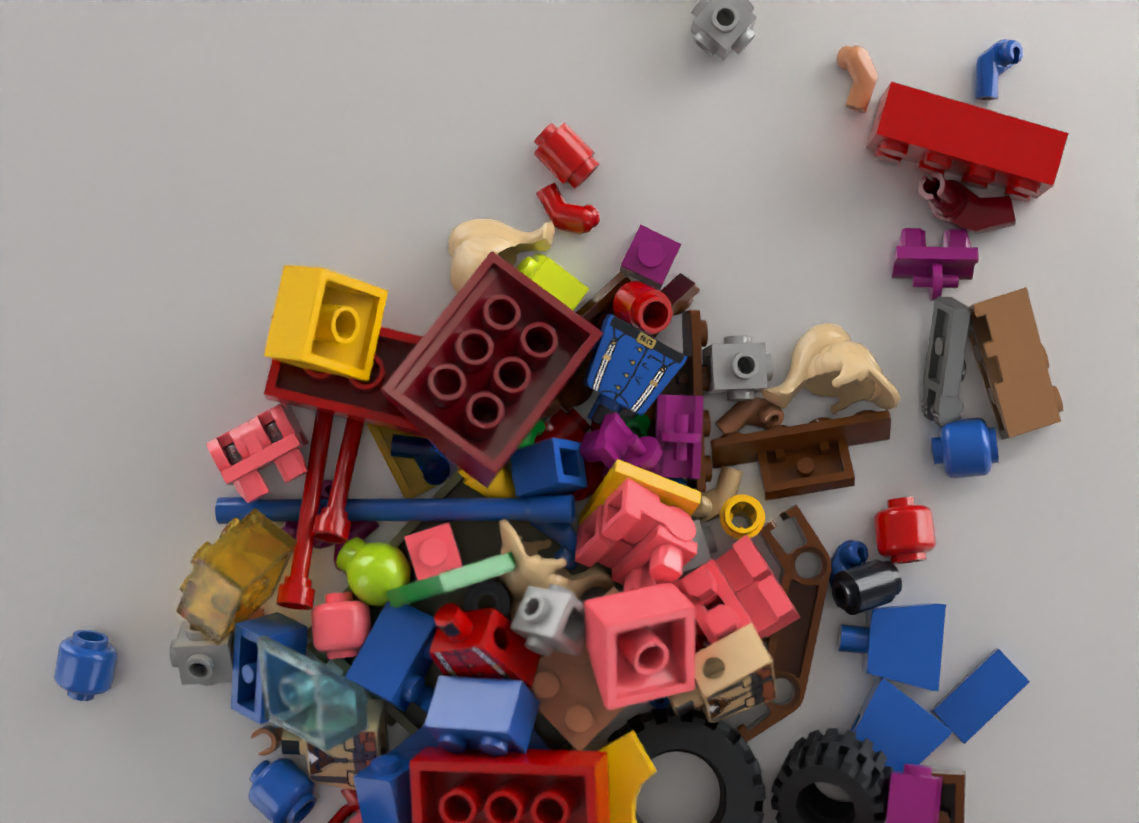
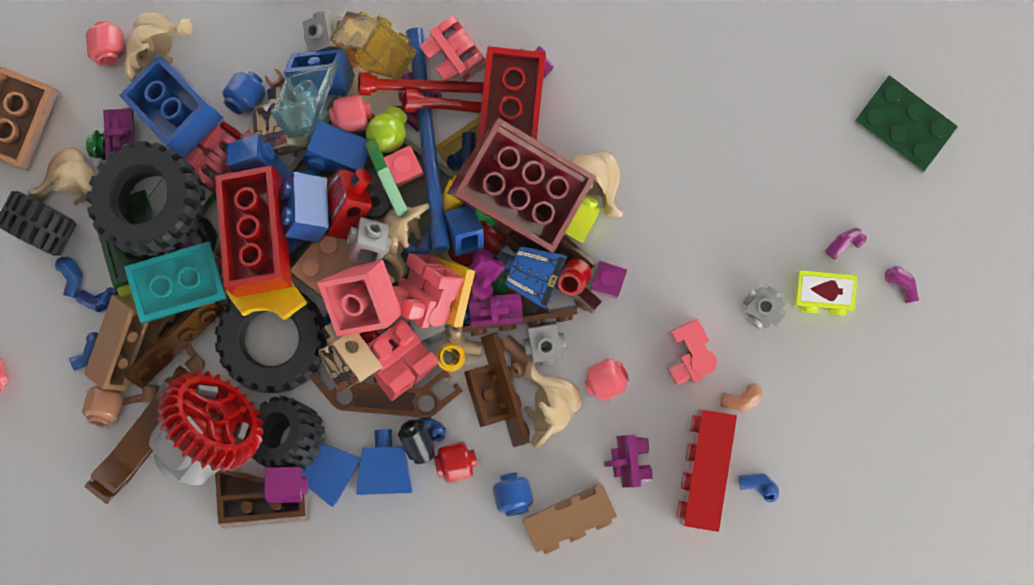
camera: 85 degrees right, 0 degrees up
(326, 322) = (536, 78): yellow slope -> none
(565, 154) = (667, 218): red brick -> none
(567, 216) = (628, 224): red arm -> none
(791, 136) = (697, 360): none -> coral hips
(804, 279) = (607, 379): none -> coral head
(946, 361) = (566, 474): dark grey hinge -> none
(963, 208) = (666, 475): dark red arm -> none
(980, 695) = (357, 524): blue tile -> none

